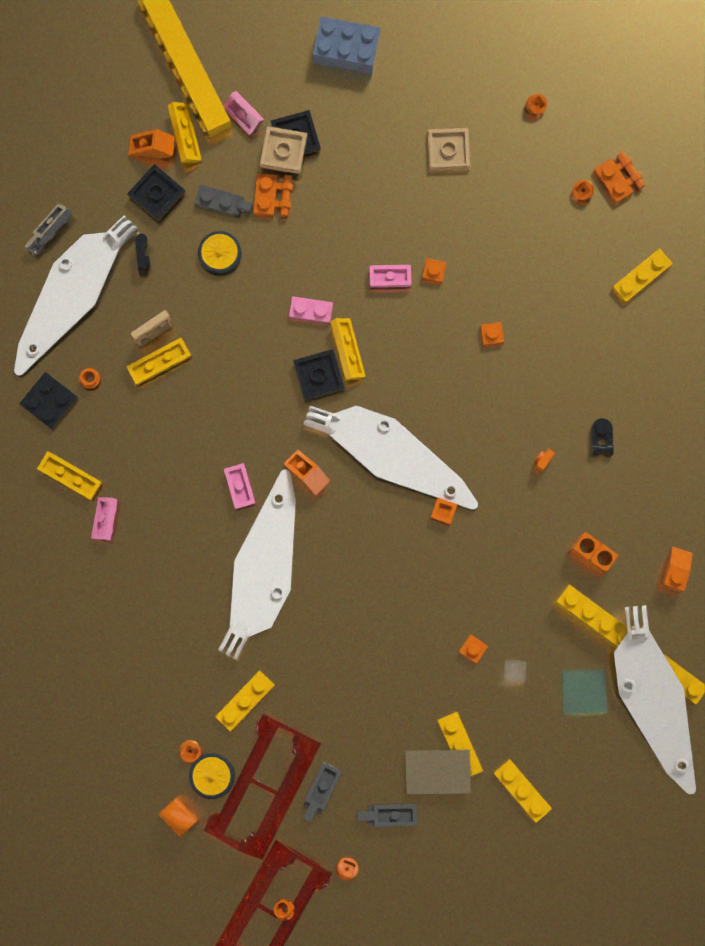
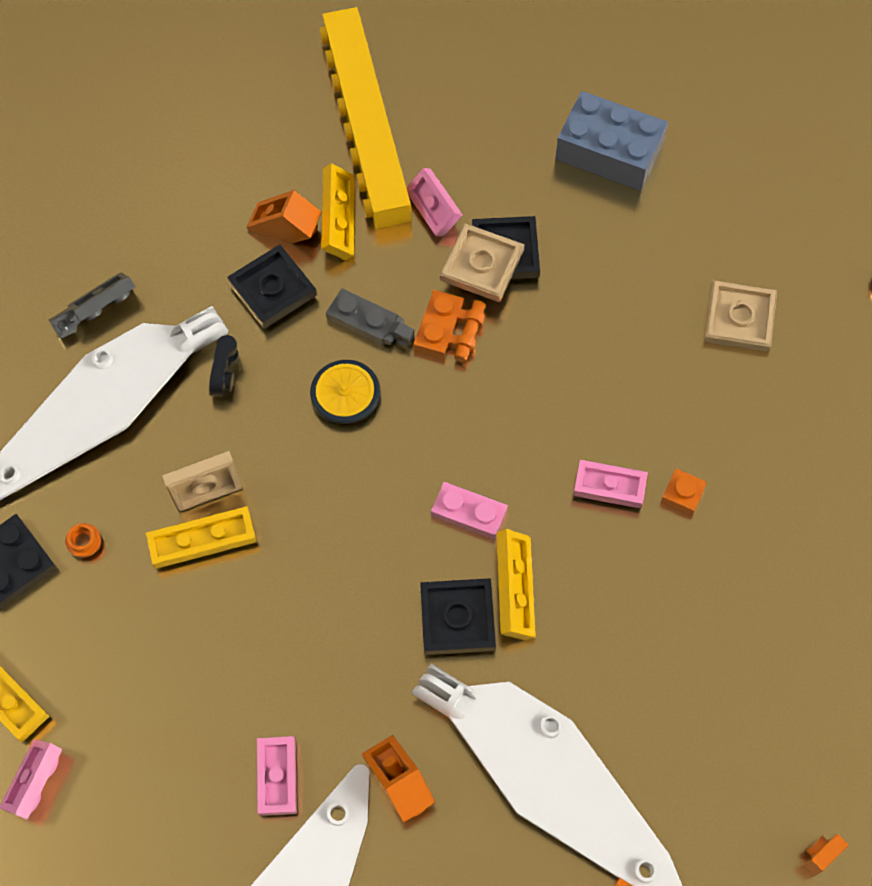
camera: 15 degrees right, 15 degrees down
(492, 334) = (764, 613): orange plate -> none

